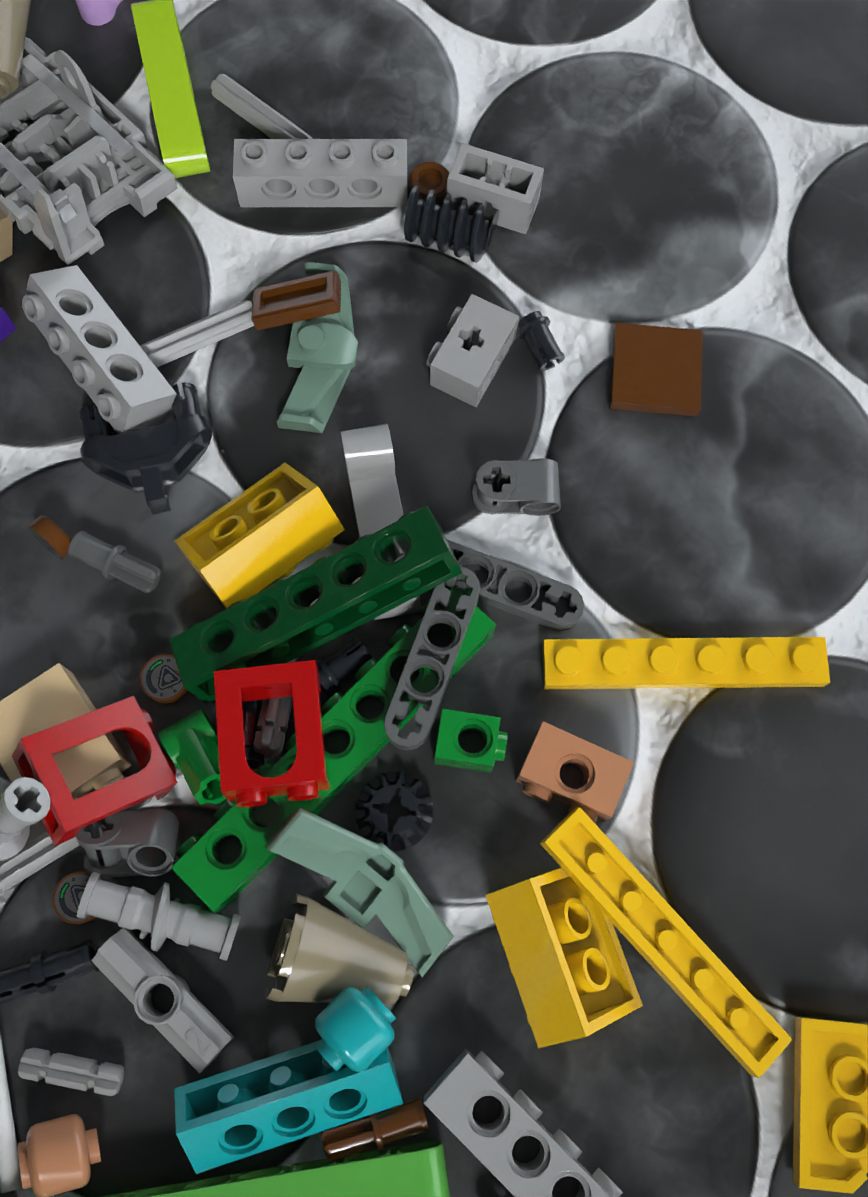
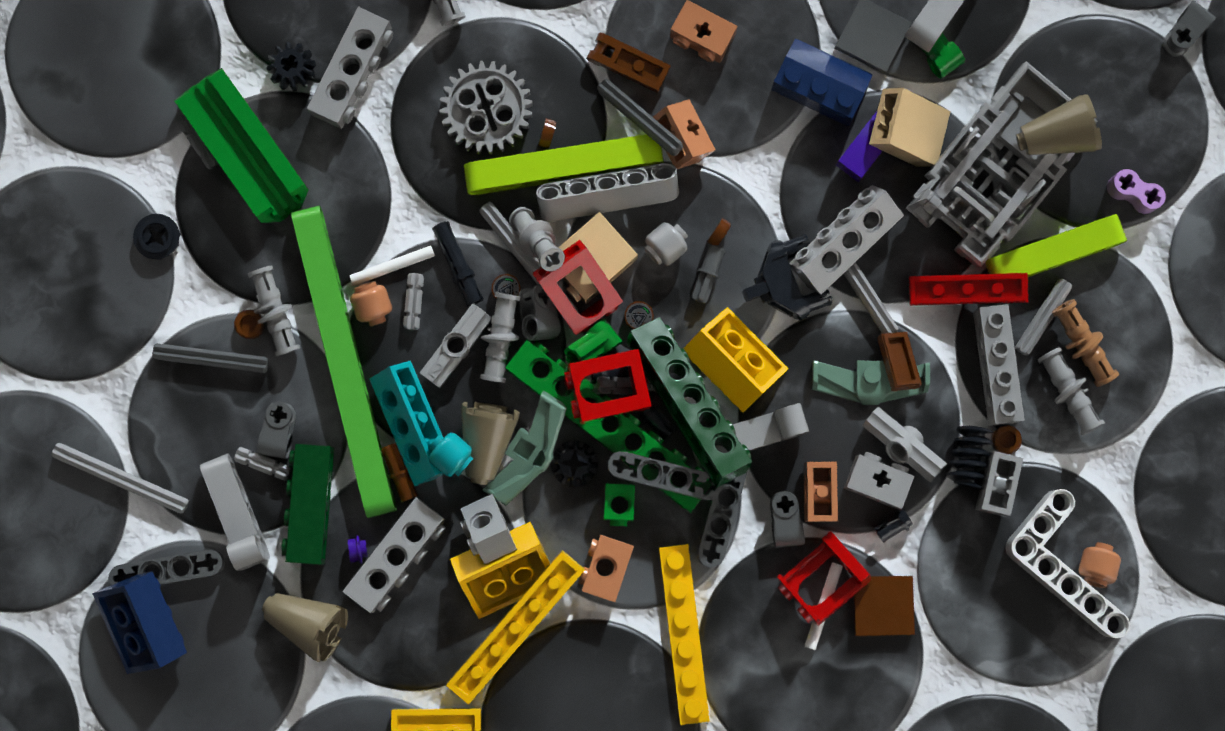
camera: 85 degrees right, 10 degrees up
(52, 619) = (666, 244): none -> light grey head
(204, 195) = (968, 289): none -> red tile
(306, 62) = (1085, 342): none -> medium nougat piece
(372, 88) = (1071, 391): none -> light grey piece
(422, 306) = (904, 444): none -> light grey piece
(481, 427) = (820, 492): none -> nougat brick
(495, 973) = (487, 529): none -> light grey brick
(592, 168) = (1058, 570): none -> white beam
(614, 389) = (793, 579): none -> red panel
(619, 84) = (1099, 565): none -> nougat head
(652, 452) = (829, 588): none -> white bar

